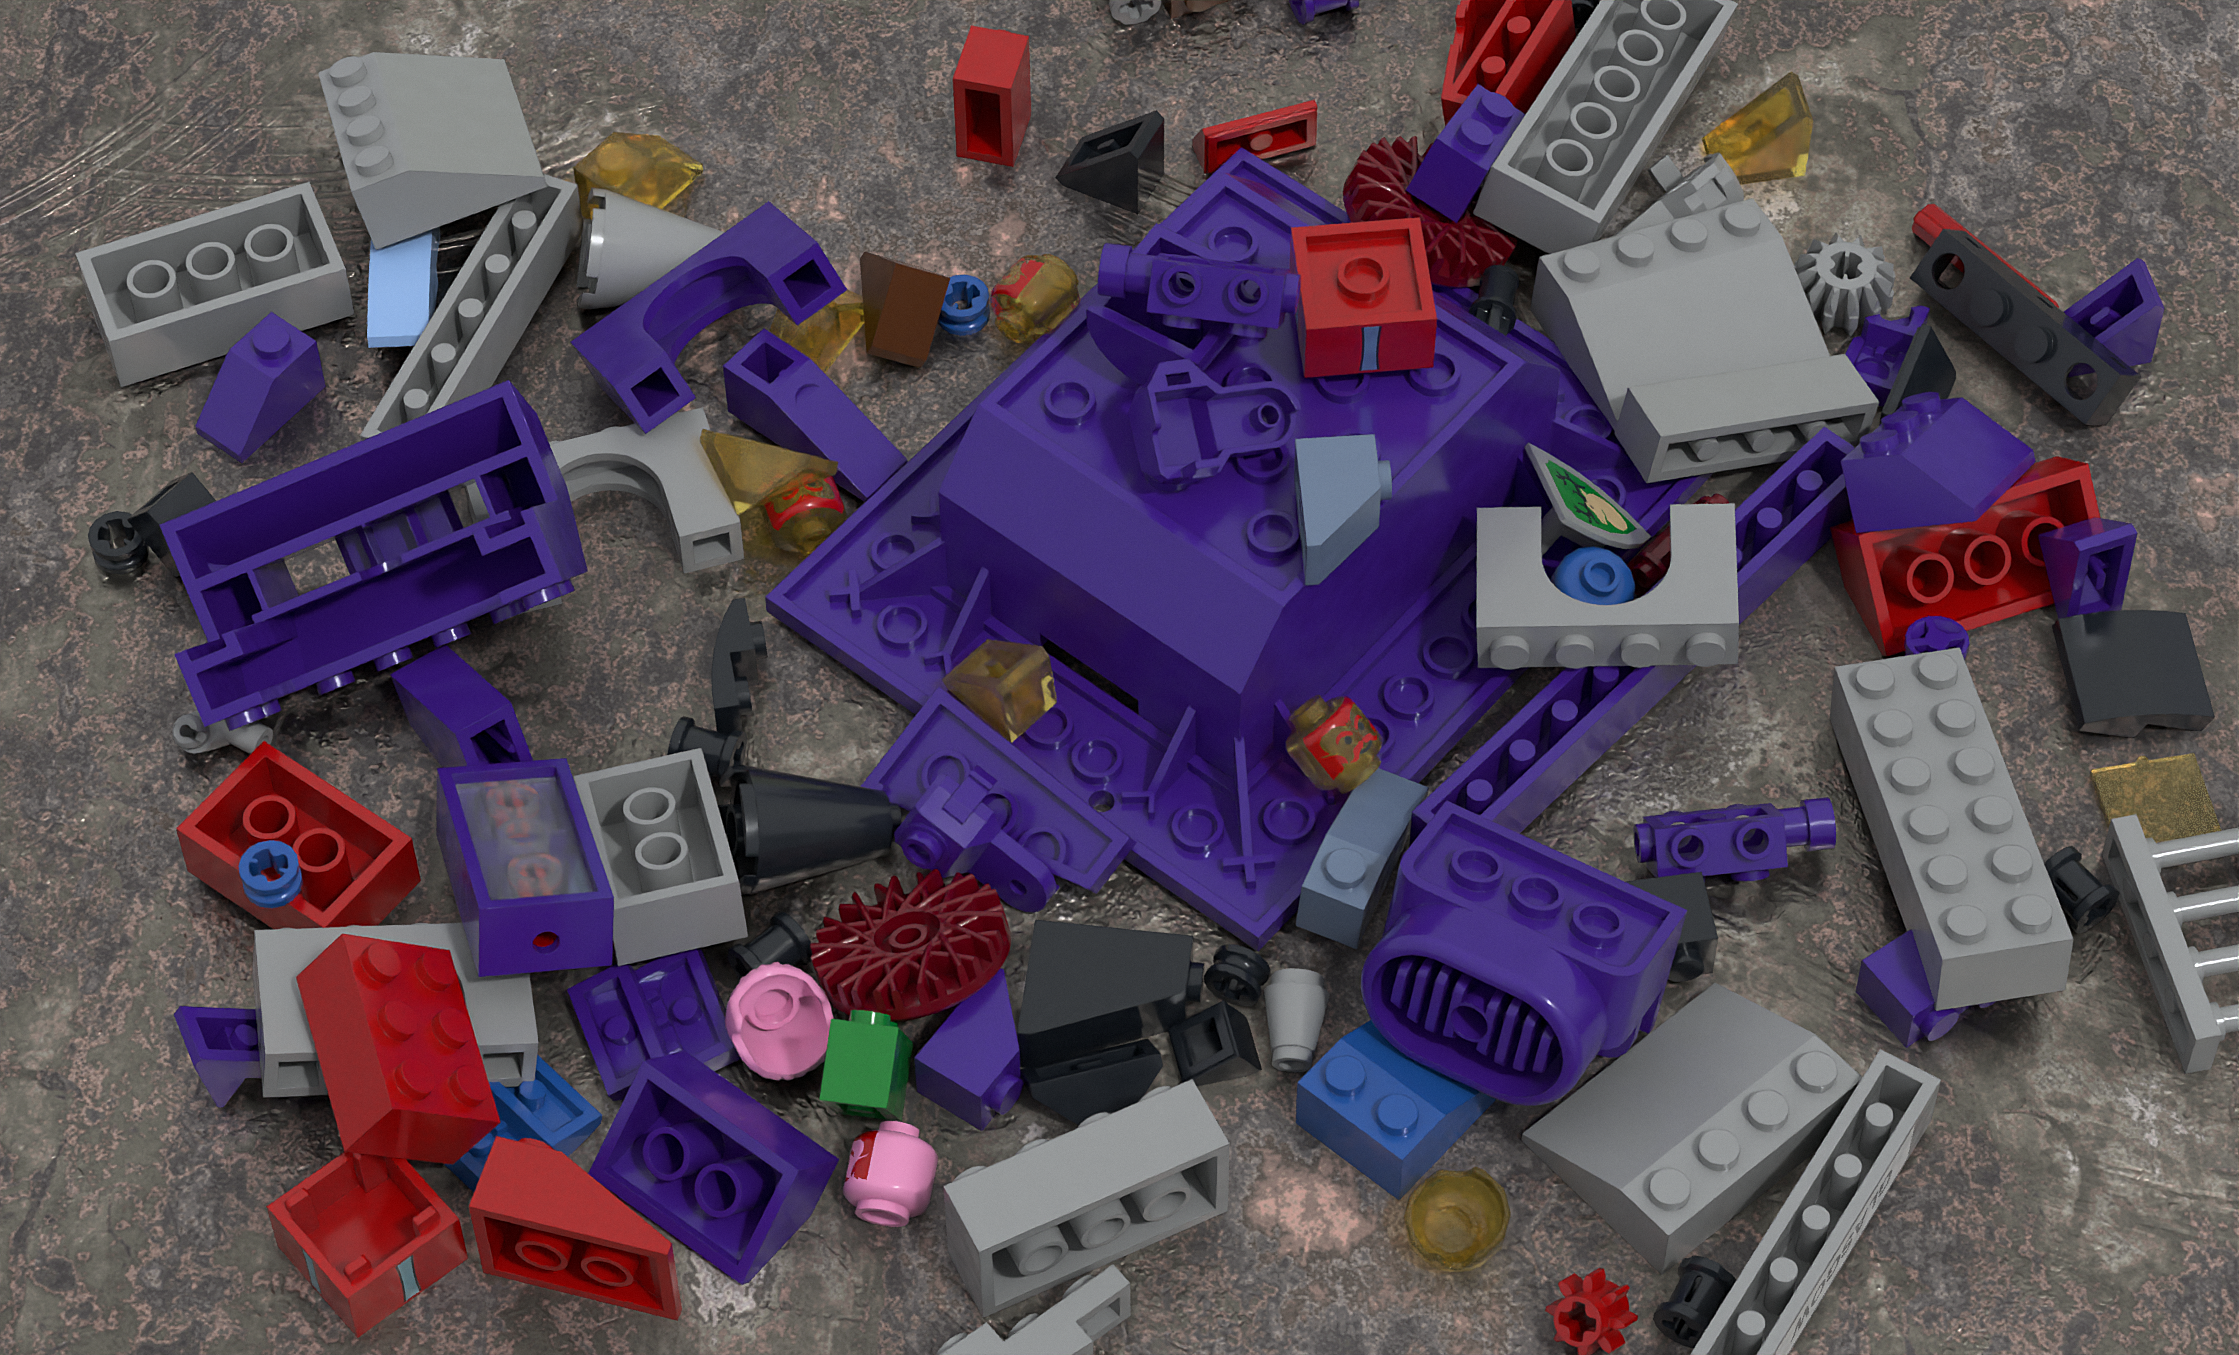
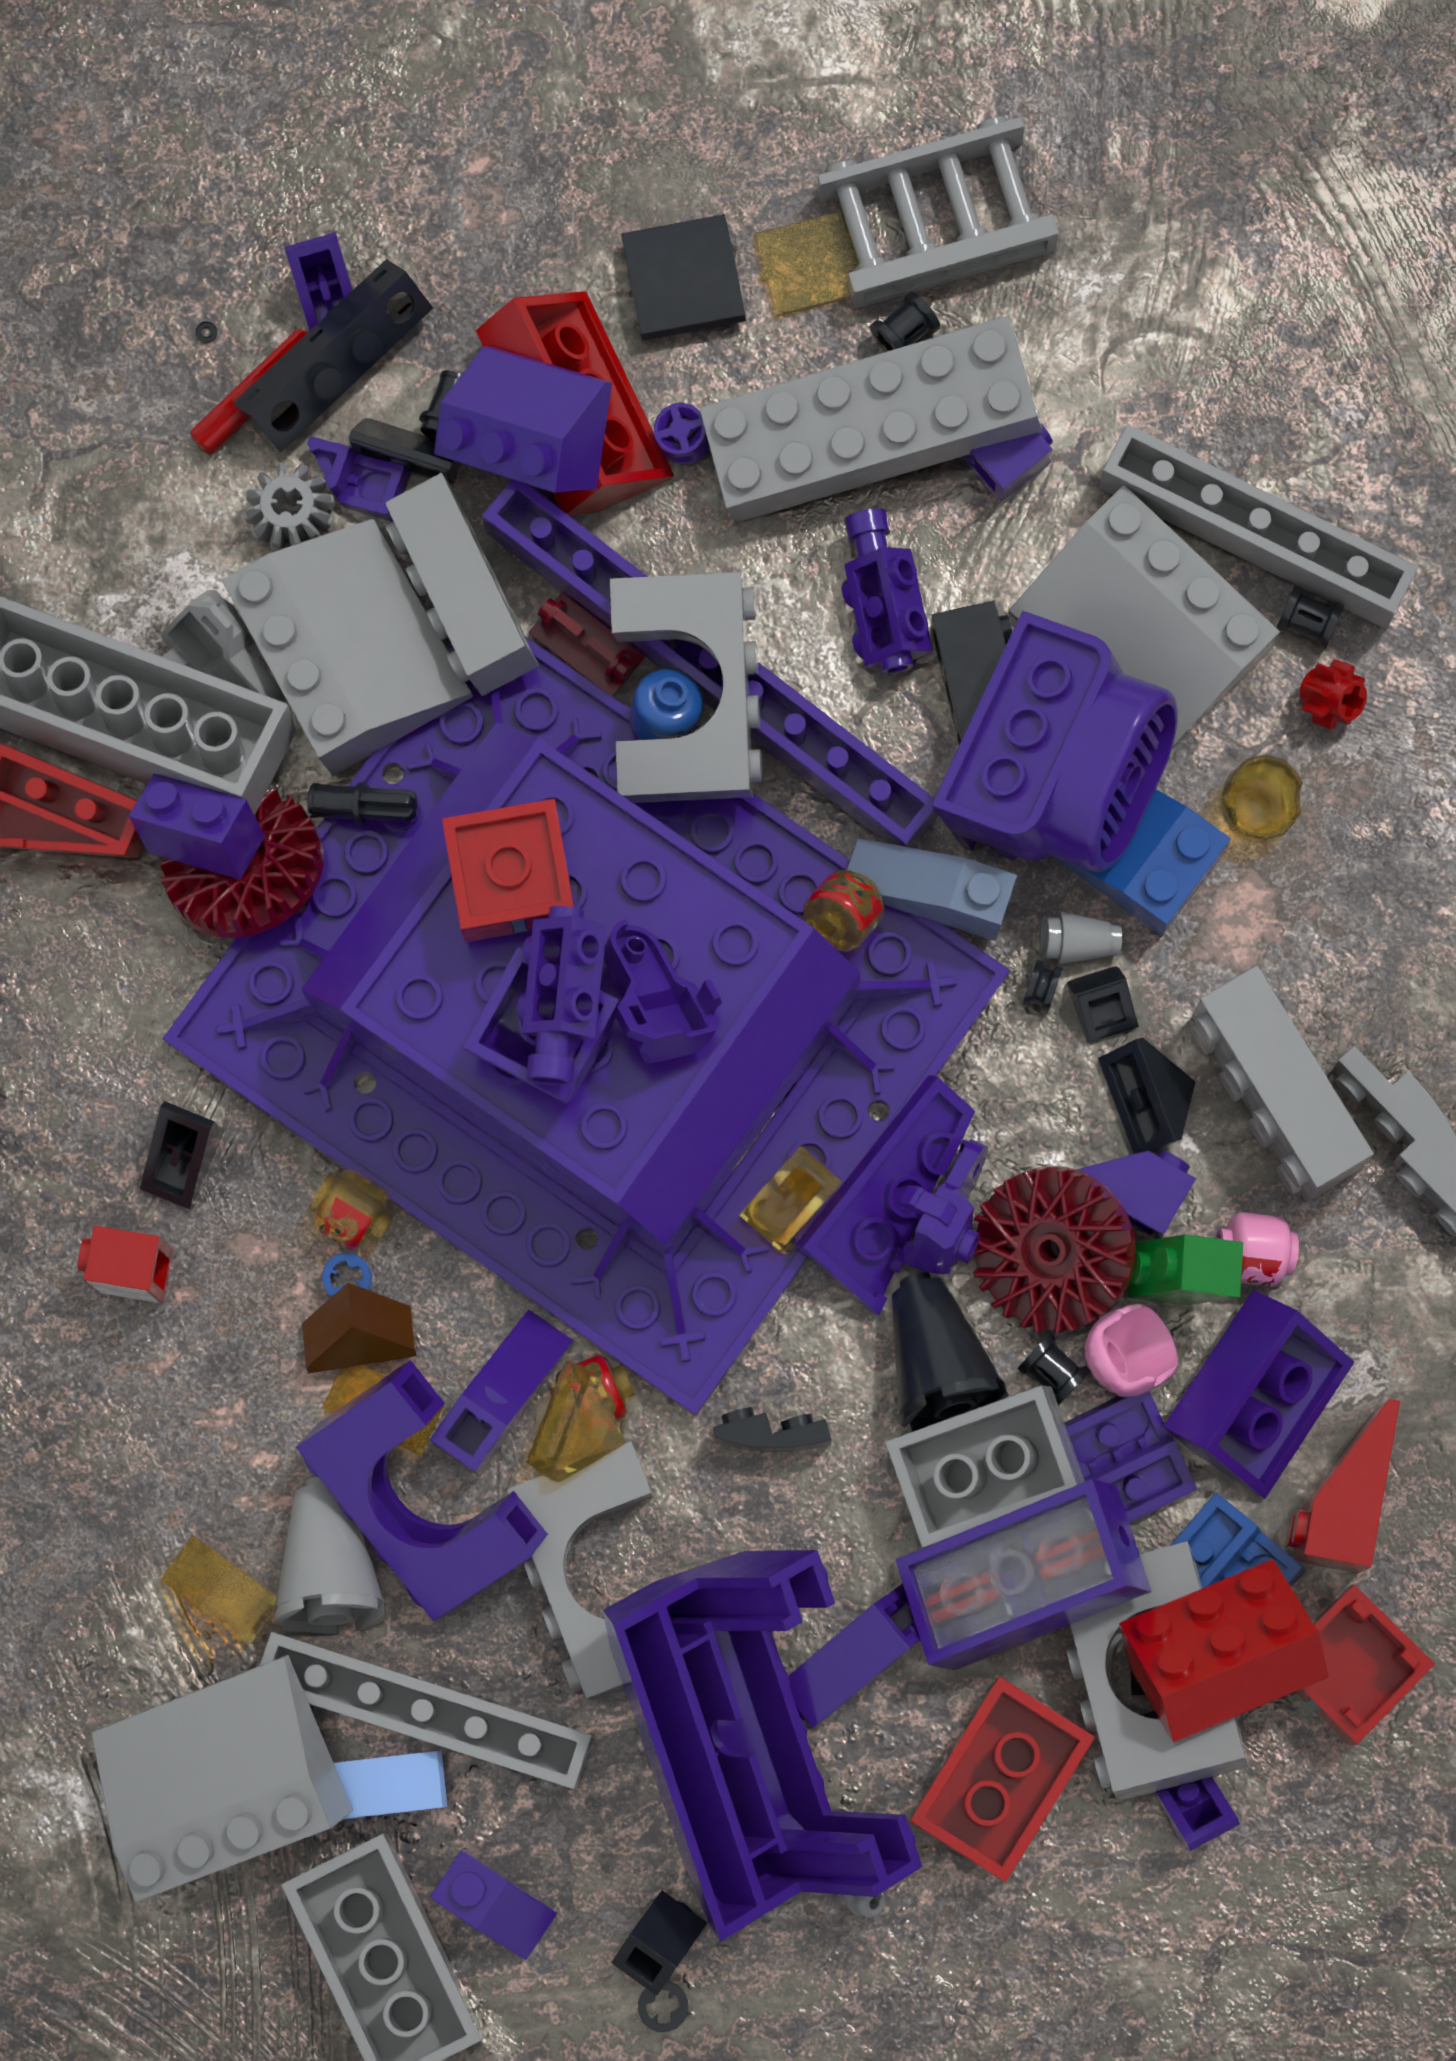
camera: 90 degrees left, 25 degrees up
(256, 885) = (1072, 1793): blue bush -> none
(717, 747) = (855, 1447): black bush -> none
(1102, 988) = (1067, 1096): black slope -> none
(1260, 134) = (134, 1030): red slope -> none
(1337, 498) = (722, 884): sand blue slope -> none
(1581, 508) = (586, 711): light grey shield -> none
(1767, 135) = (126, 580): clear yellow slope -> none
(2056, 228) = (211, 337): none -> black piece
(2088, 565) = (590, 306): dark purple slope -> none

